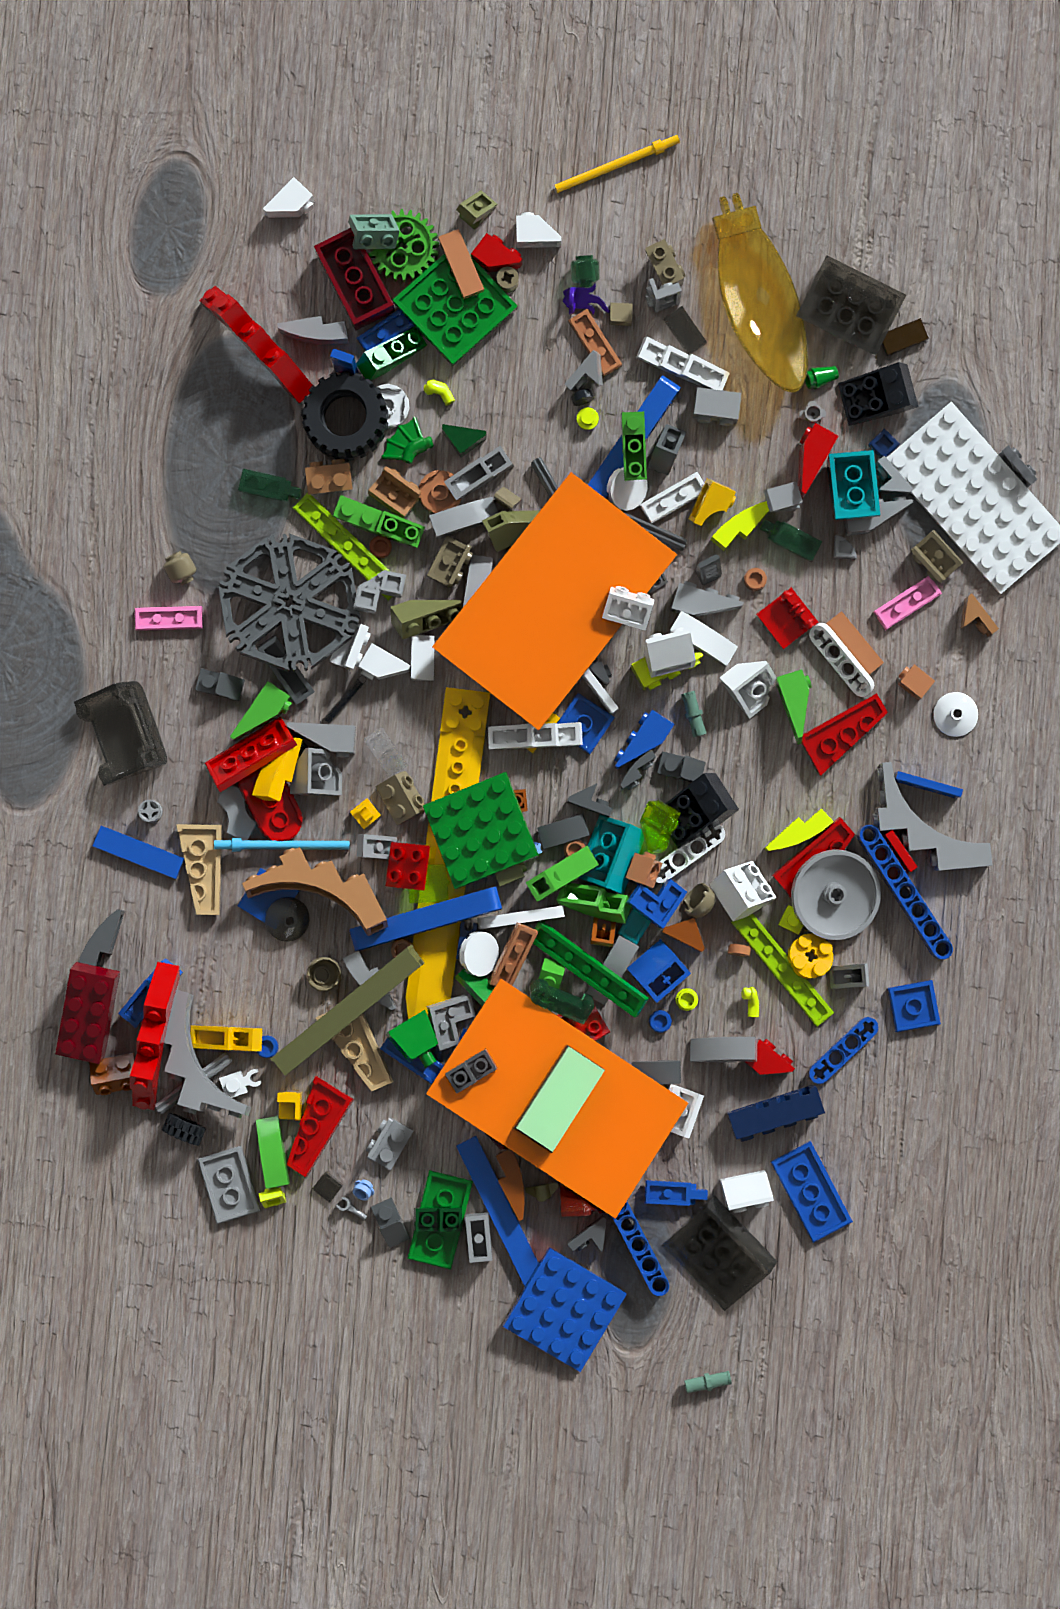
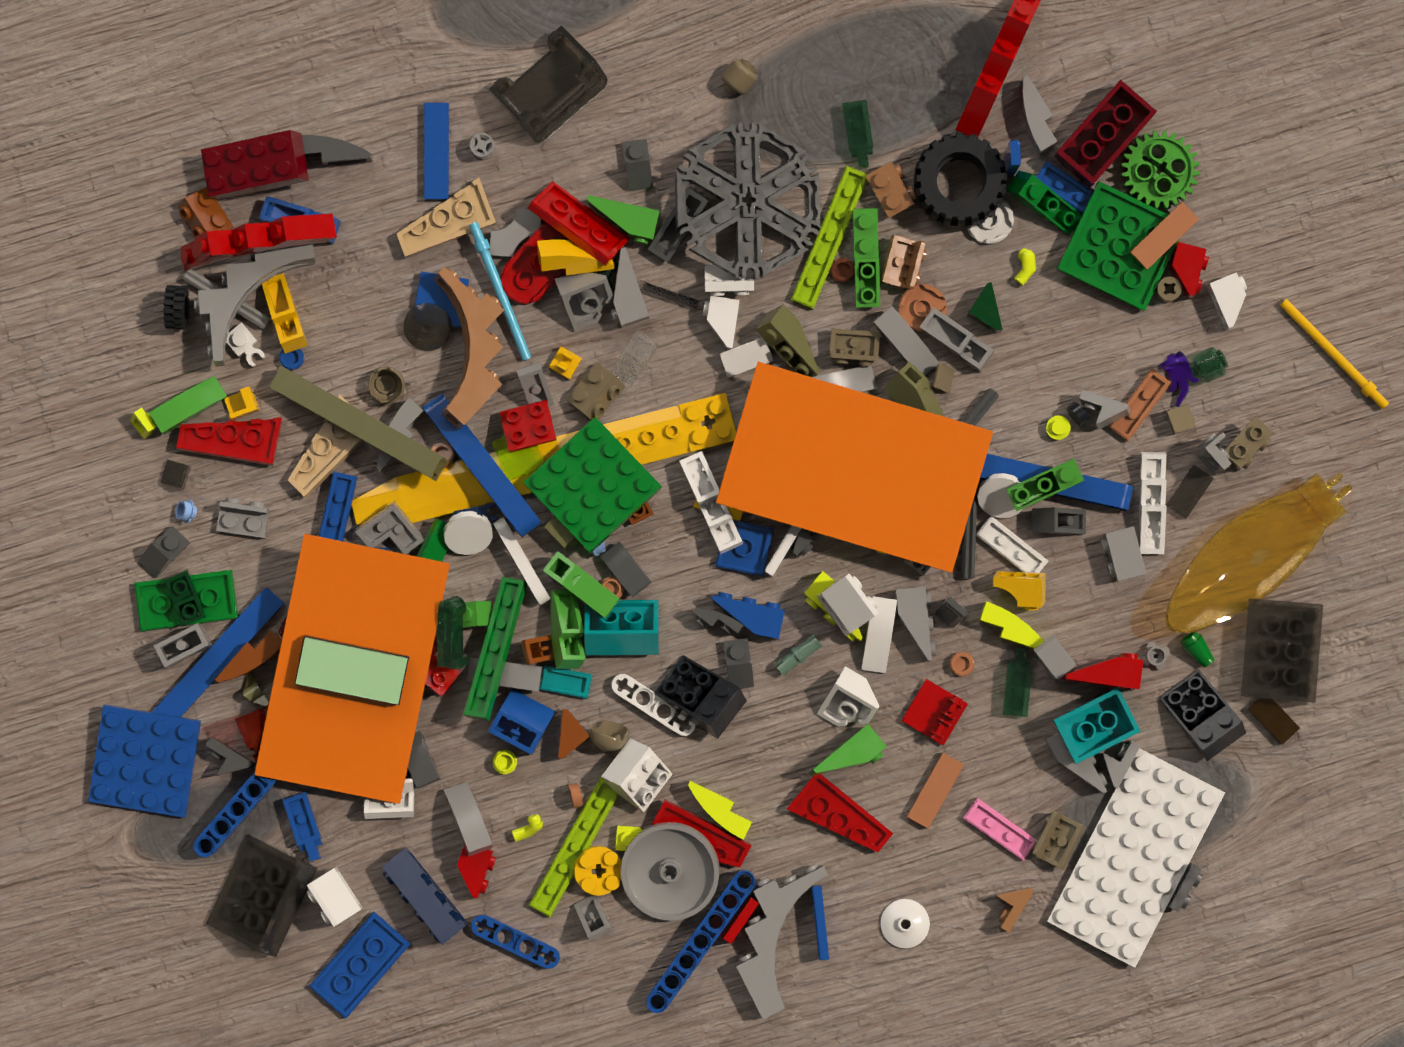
camera: 70 degrees right, 0 degrees up
(169, 618) = (684, 86): bright pink tile -> none
(229, 1184) = (139, 375): light grey tile -> none
(290, 201) = (1159, 38): white slope -> none
(351, 1208) = (162, 507): light grey hand -> none
(374, 231) = (1160, 134): sand green bracket -> none
(385, 583) = (790, 276): light grey tile -> none
(407, 443) = (959, 254): green arm -> none
(415, 1039) = (356, 502): green torso -> none
(471, 1070) = (344, 570): dark grey slope -> none
(476, 209) = (1228, 229): olive slope -> none
(513, 954) = (480, 568): nougat tile -> none
(584, 800) = (666, 578): dark grey slope -> none
(628, 607) = (876, 543): white bracket -> none
(644, 869) = (618, 666): nougat brick -> none
(657, 825) = (669, 662): clear neon green slope -> none
(657, 907) = (586, 697): blue plate -> none
(660, 1021) = (472, 743): blue tile -> none
(707, 1382) = (127, 934): sand green pin -> none
(843, 549) = (1029, 742): light grey tile -> none
(844, 657) = (910, 782): white beam -> none
(884, 444) = (1154, 741): dark blue tile -> none
(913, 1006) = (589, 996): blue tile -> none
(915, 681) = (921, 868): nougat brick -> none

